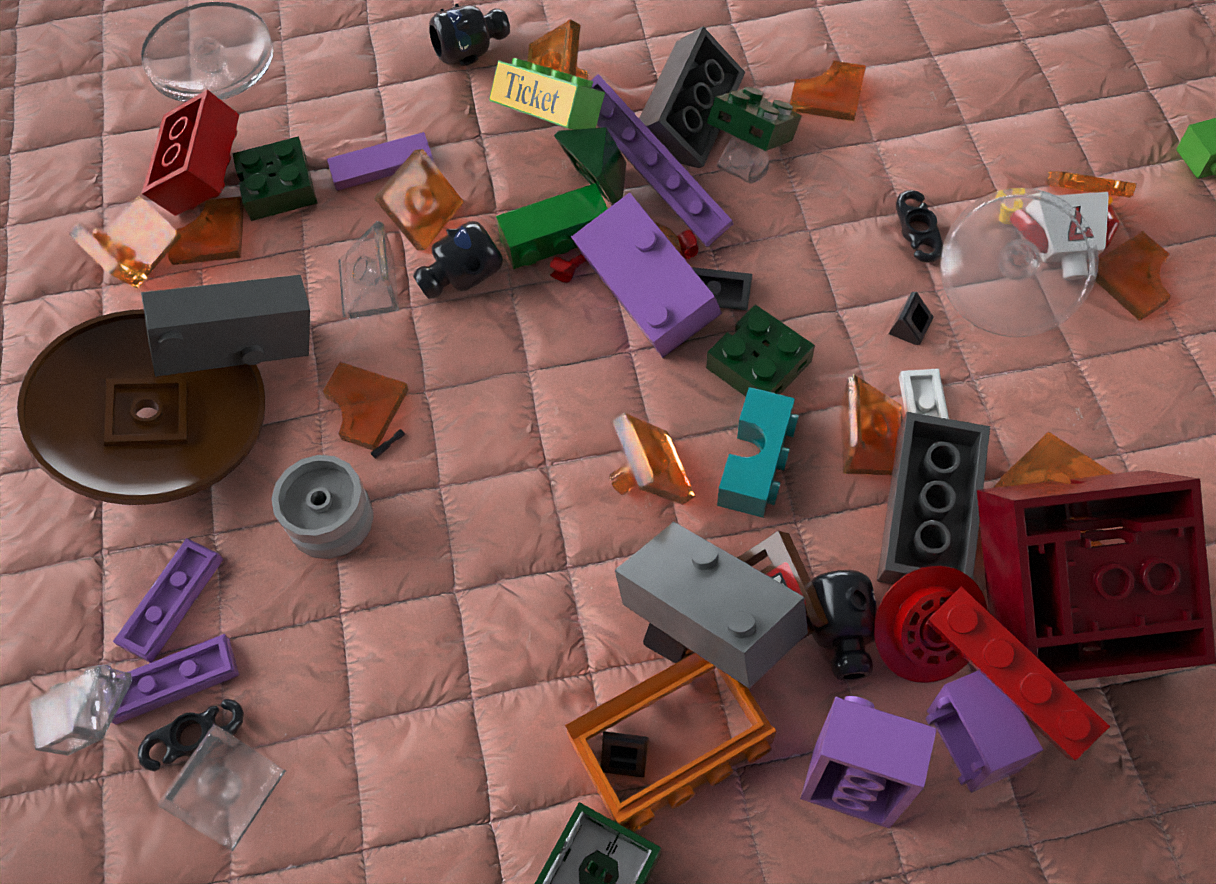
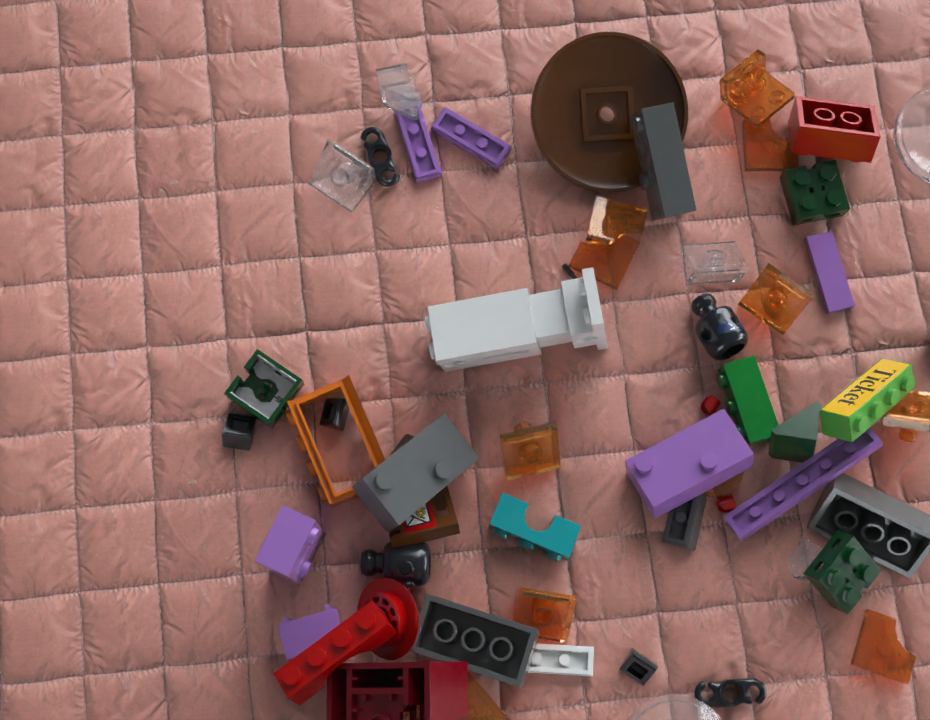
camera: 85 degrees right, 15 degrees up
(309, 393) = (613, 219): none -> clear orange tile
(323, 506) = (509, 220): light grey wheel -> none
(468, 478) = (515, 324): none -> white brick
(772, 366) = (606, 552): dark green piece -> none

